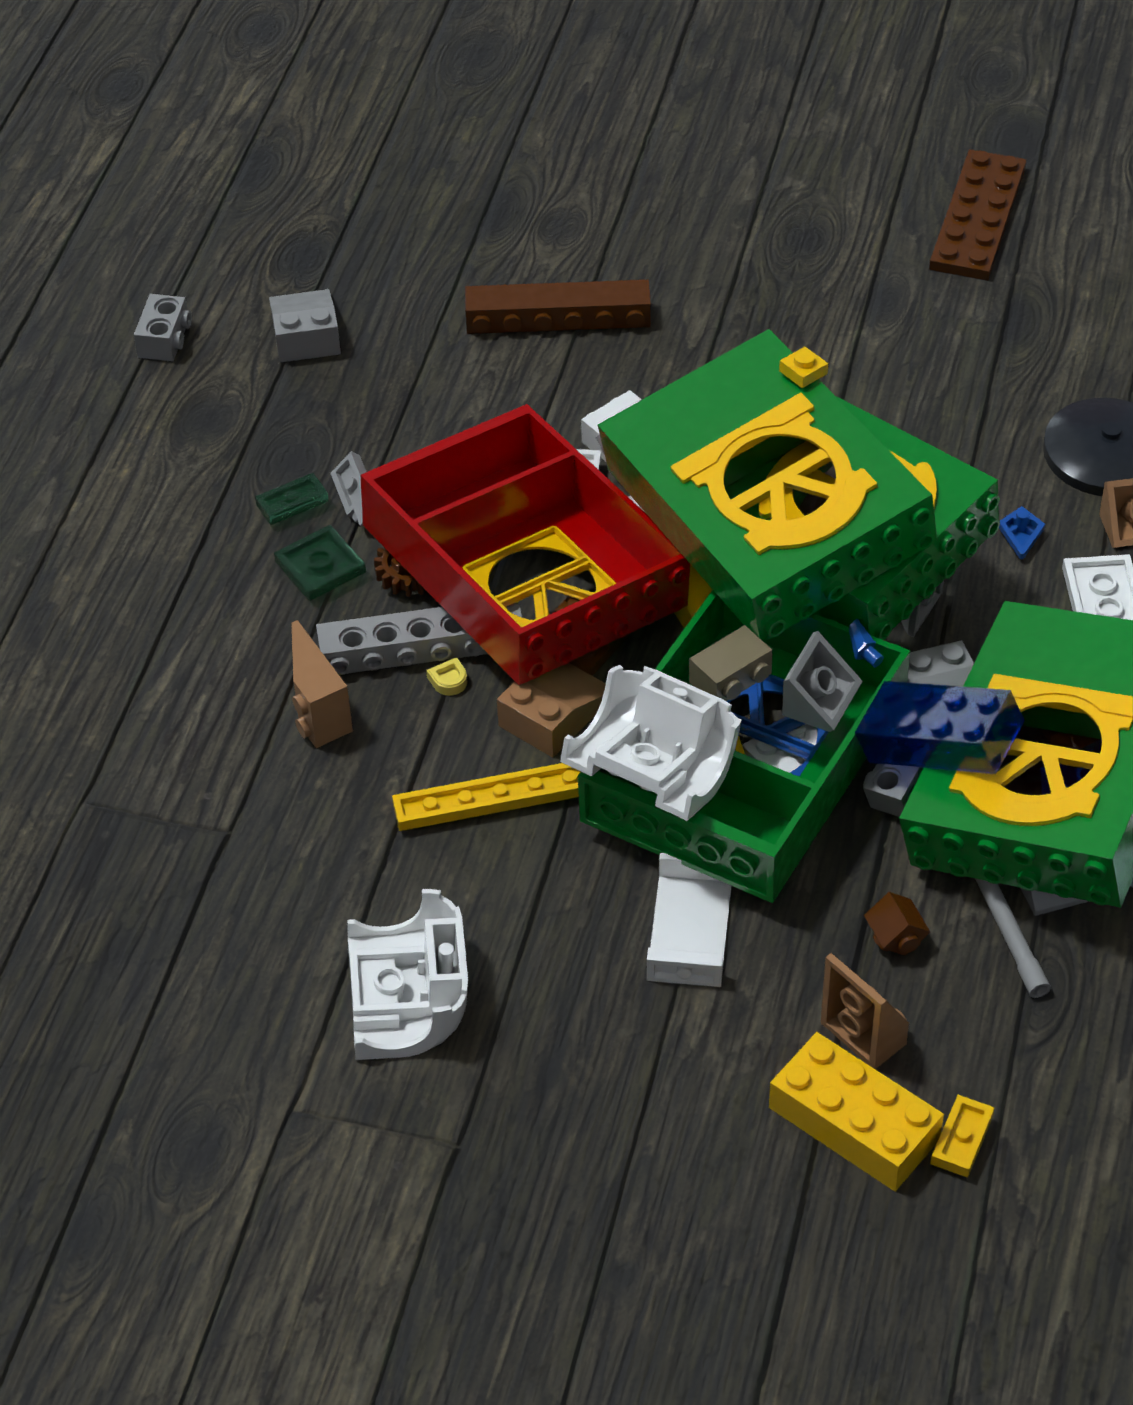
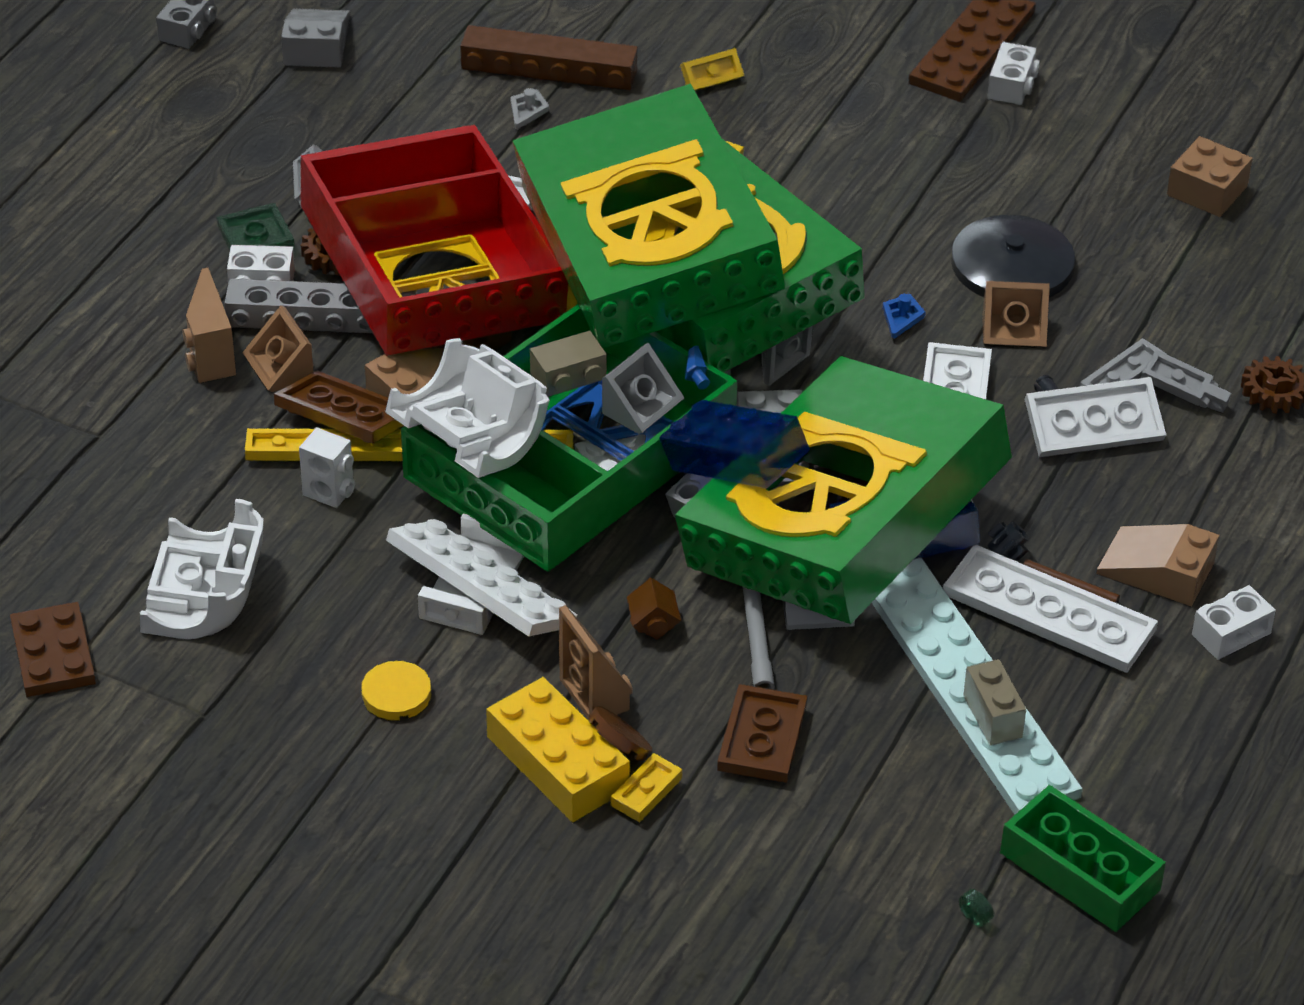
camera: 10 degrees right, 5 degrees down
(267, 1100) = (52, 649): none -> reddish brown plate
(291, 498) = (250, 176): clear green plate -> none
(340, 600) = (261, 263): none -> white brick
(396, 698) = (280, 352): none -> medium nougat slope
(448, 677) = (335, 345): light yellow tile -> none
(488, 750) = (339, 406): none -> reddish brown plate
(497, 827) = (326, 467): none -> white brick
(554, 366) = (528, 107): none -> light grey piece
(655, 1073) = (396, 690): none -> yellow tile
(705, 924) = (479, 576): none -> white plate
(729, 291) = (712, 69): none -> yellow plate
(803, 367) = (705, 118): yellow plate -> none
(918, 1080) = (620, 733): none -> reddish brown tile
(1034, 241) = (1013, 73): none -> white brick
(1059, 1045) = (762, 733): none -> reddish brown plate

